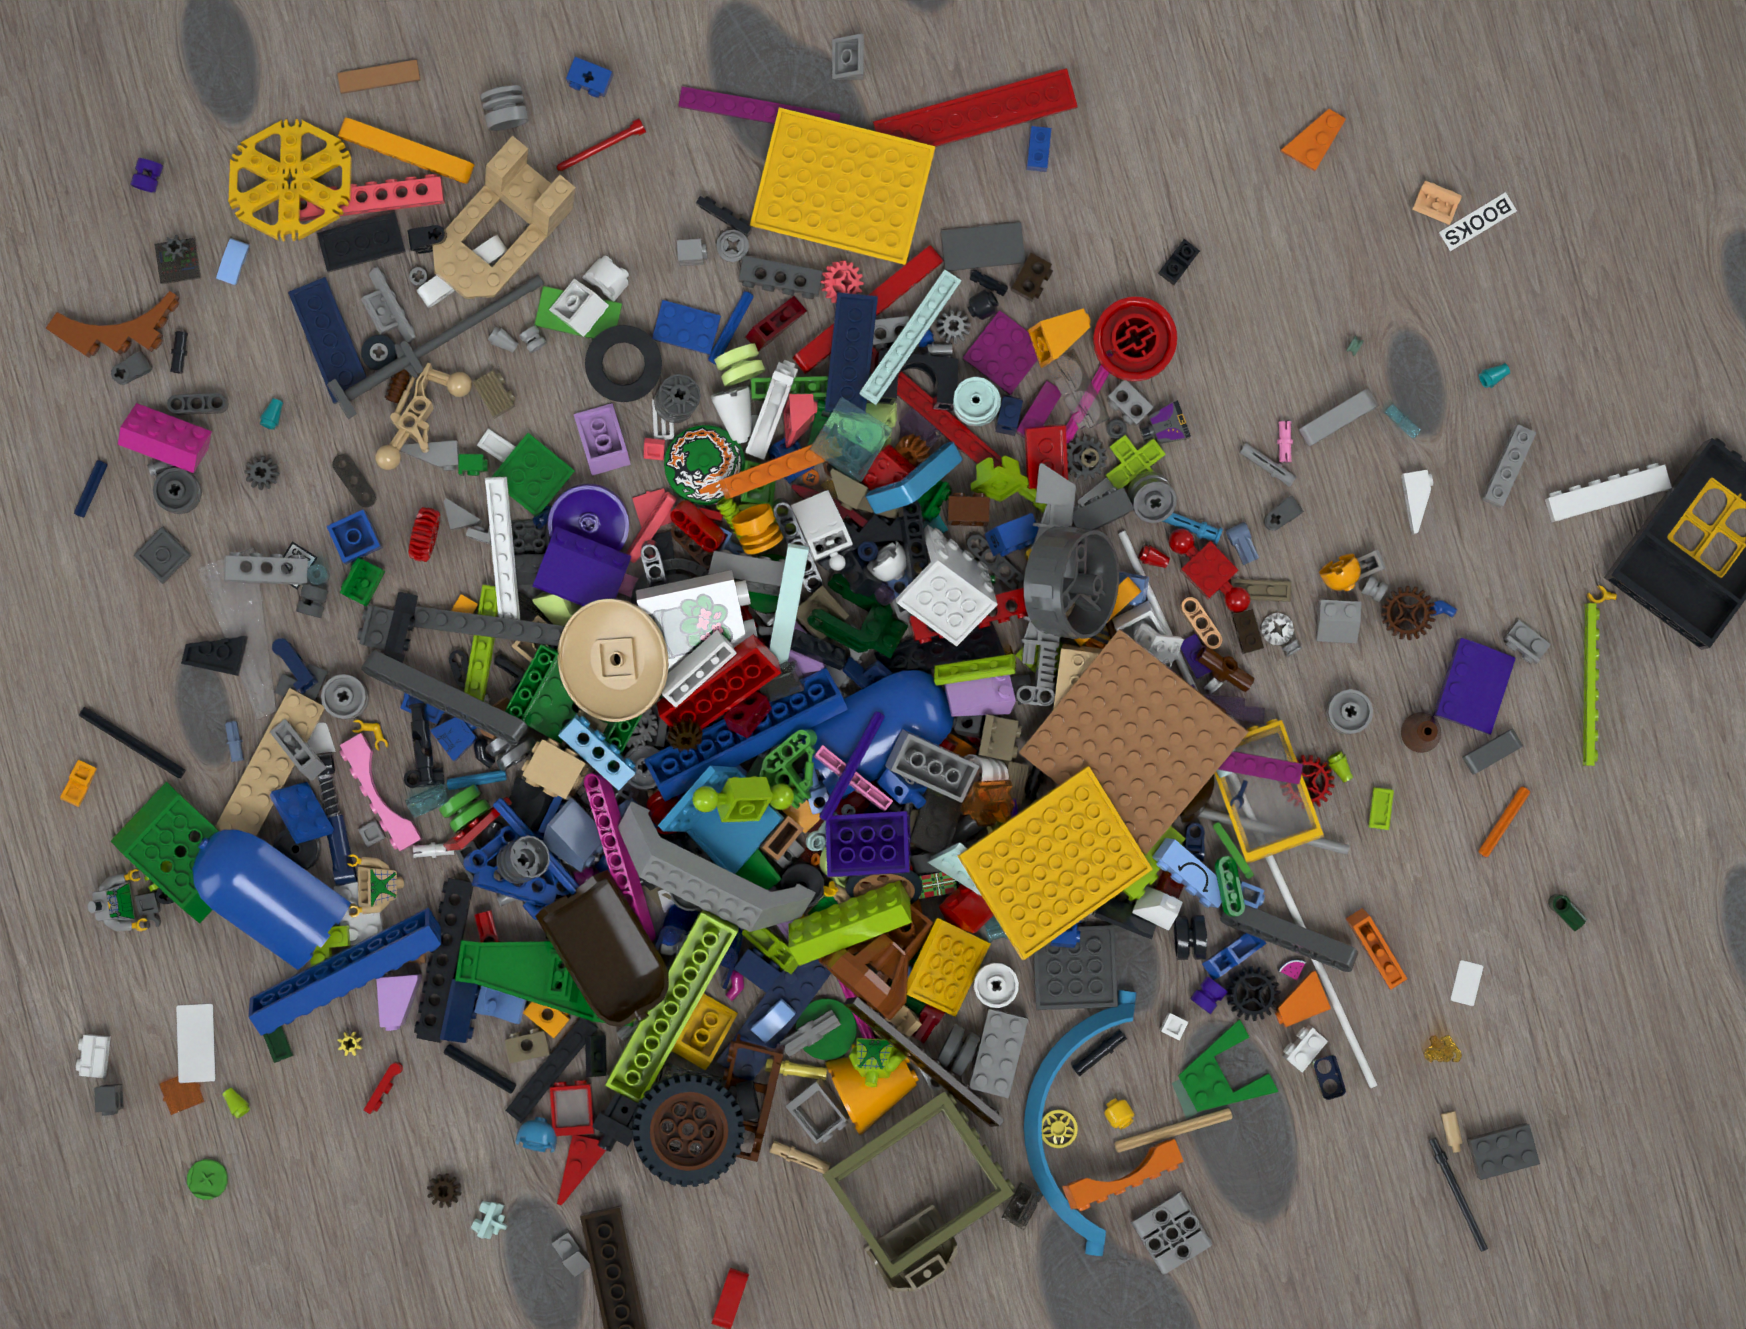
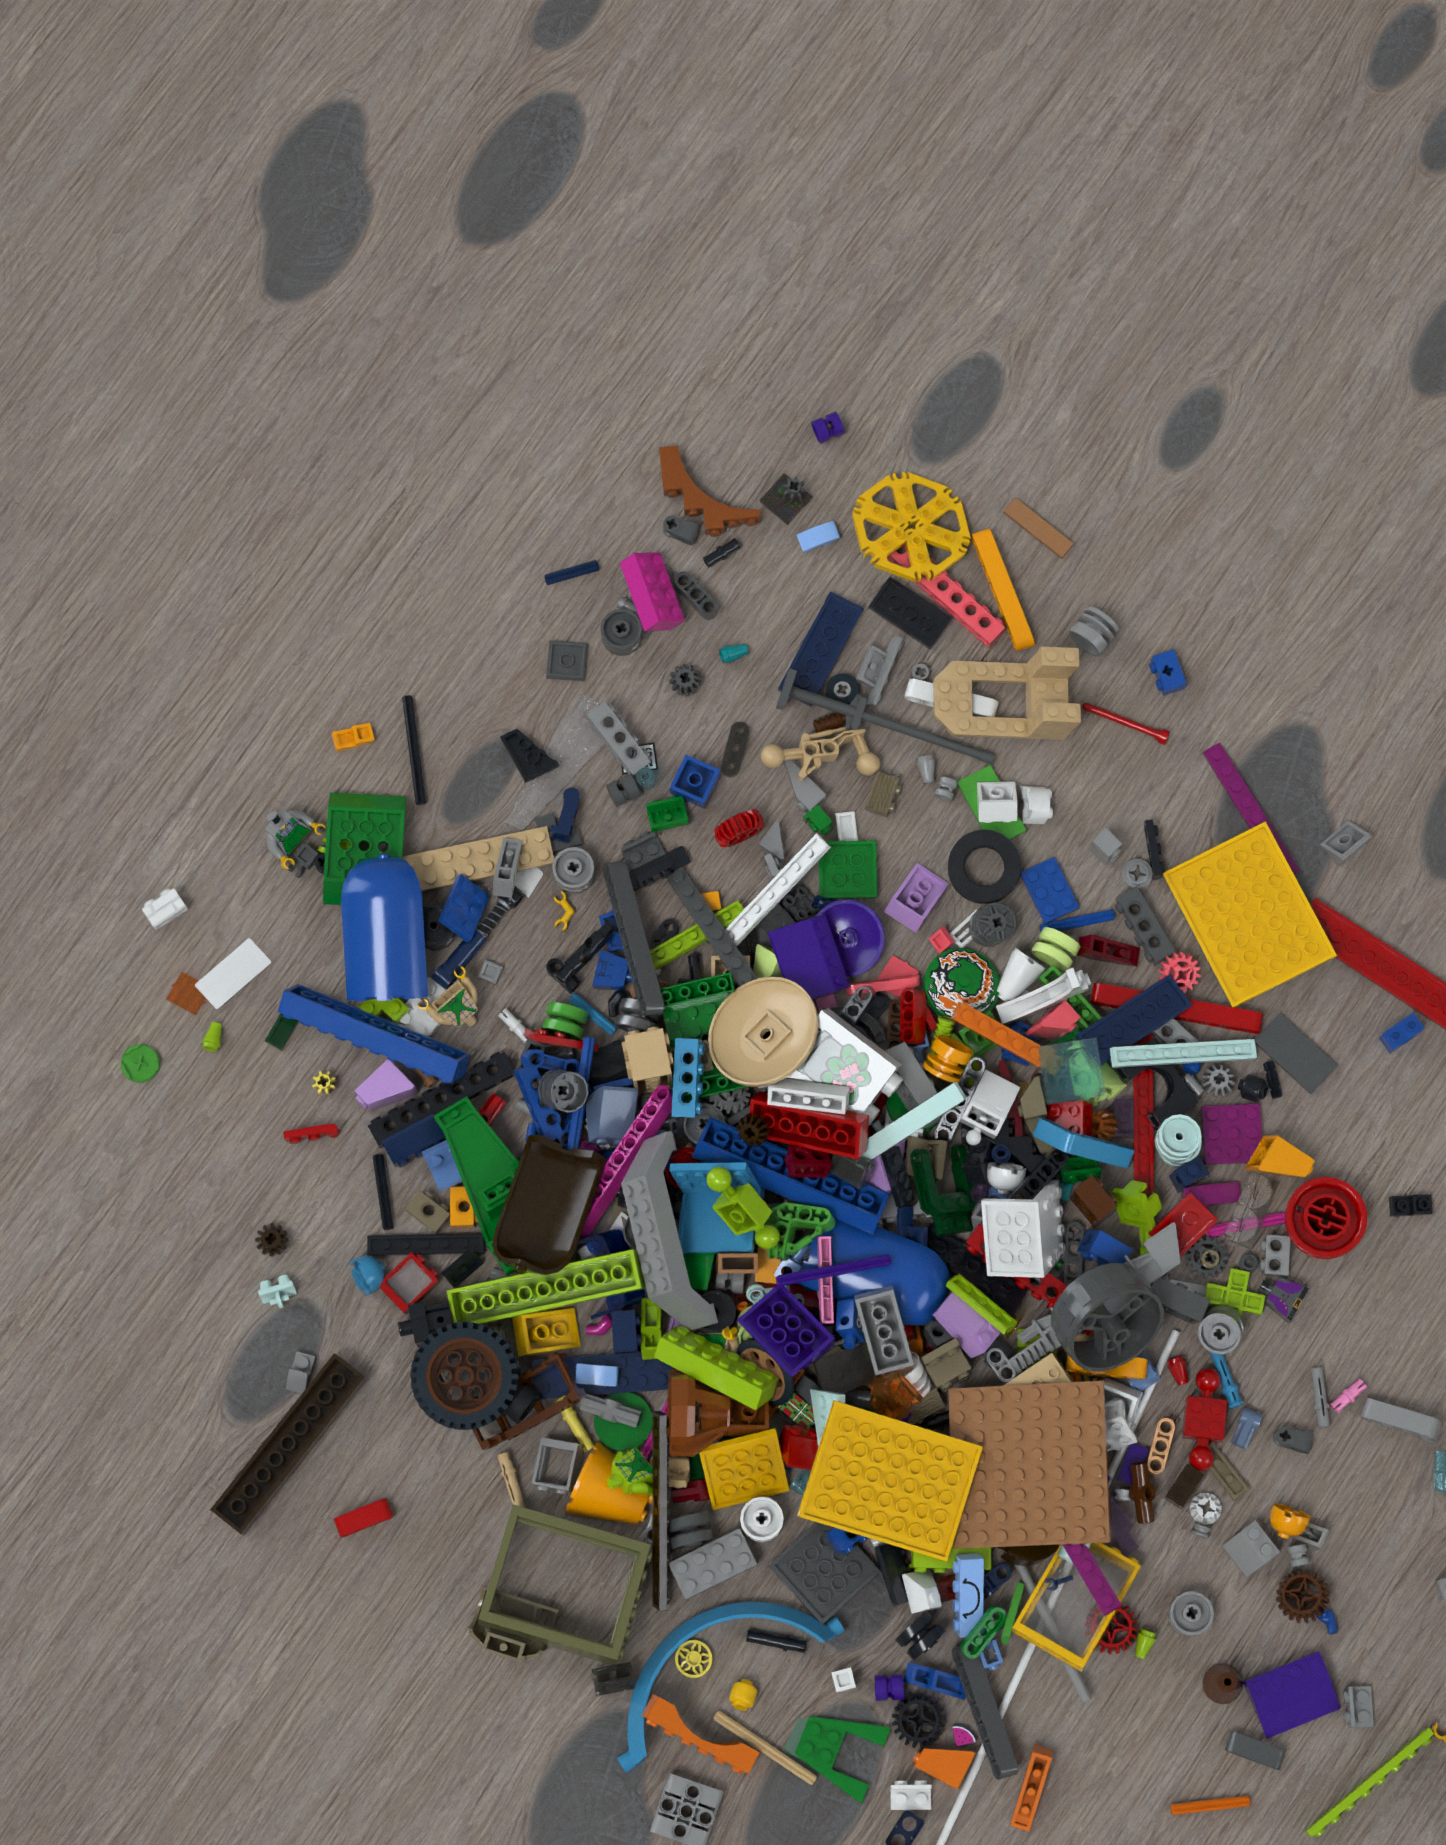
camera: 55 degrees right, 10 degrees down
(109, 1099) = (141, 944): dark grey brick -> none
(234, 741) = (475, 820): sand blue axle -> none
(359, 755) = (539, 917): bright pink arch -> none
(423, 238) = (951, 651): black piece -> none
(427, 800) = (547, 990): clear light blue plate -> none
(581, 1158) = (377, 1321): red wing -> none
(811, 478) = (1018, 1071): orange sticker -> none
(1028, 275) = (1302, 1102): dark brown brick -> none
(1381, 808) = (1139, 1701): lime plate -> none
(1416, 492) = (1399, 1524): white slope -> none

